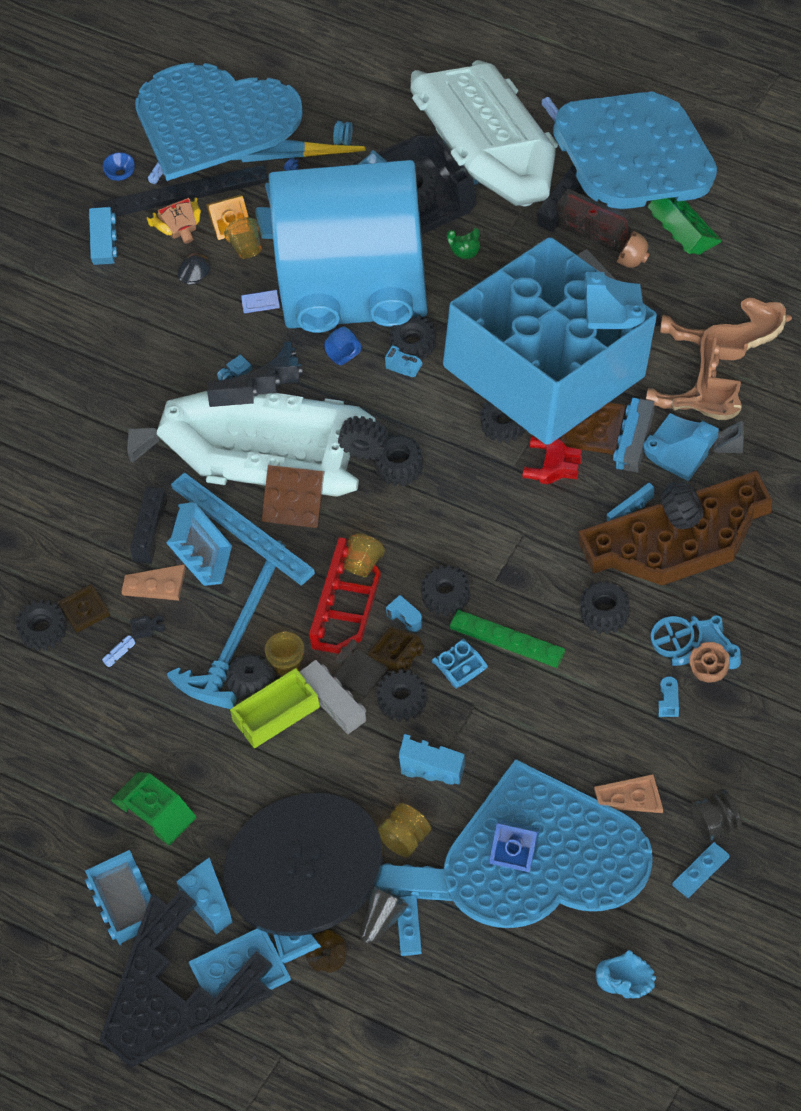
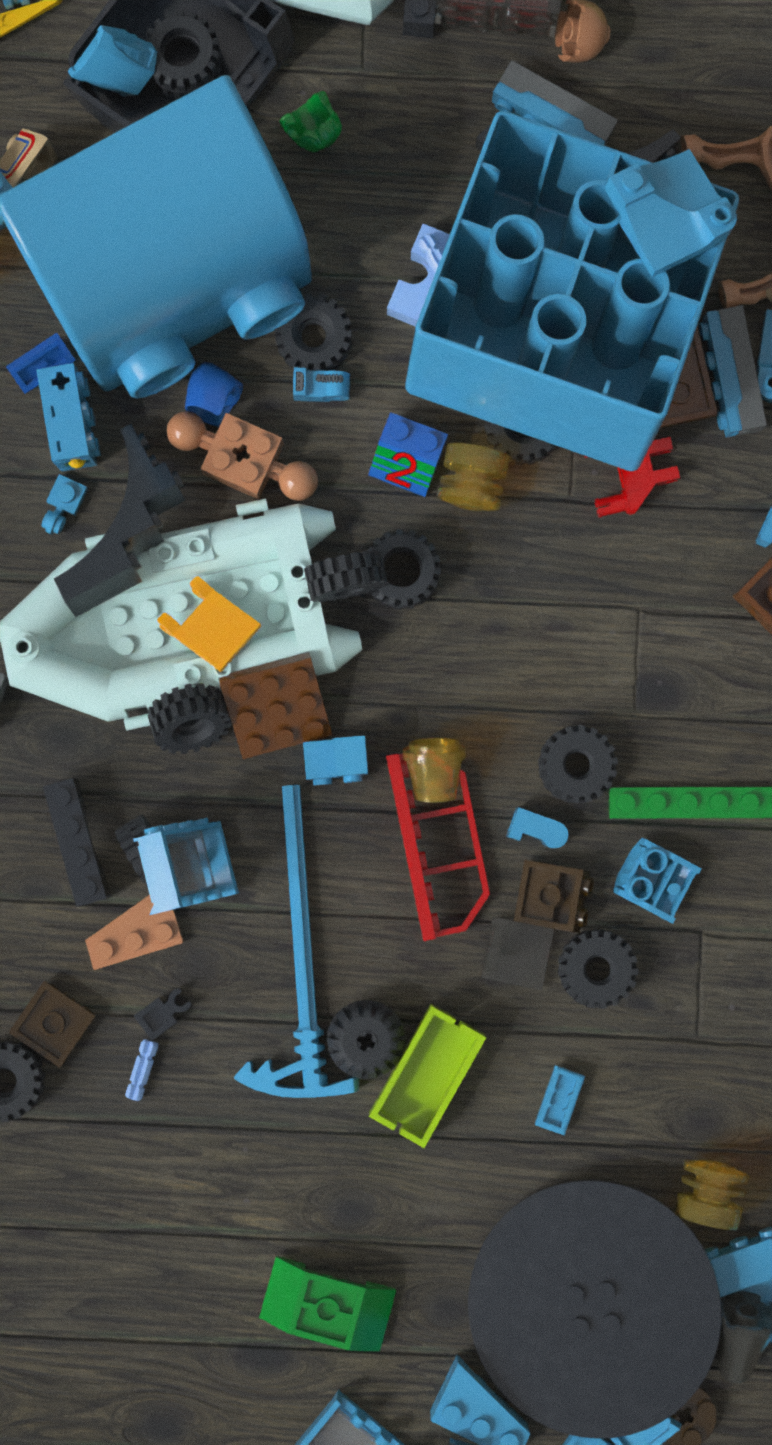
camera: 30 degrees left, 30 degrees up
(237, 493) = (189, 718): none -> black tyre
(243, 529) = (225, 791): dark azure plate -> none
(259, 326) = (68, 417): none -> dark azure piece
(279, 445) = (214, 629): none -> light orange flag
(284, 652) = (404, 999): clear yellow piece -> none
(313, 536) = (336, 759): none -> dark azure brick
(333, 698) = (497, 1014): light grey brick -> none
(342, 378) = (296, 480): none -> nougat brick
(343, 755) = (559, 1100): none -> dark azure plate
(431, 763) = (696, 1062): dark azure wedge -> none
(433, 410) = (408, 454): none -> blue slope
(461, 428) = (472, 483): none -> clear yellow wheel

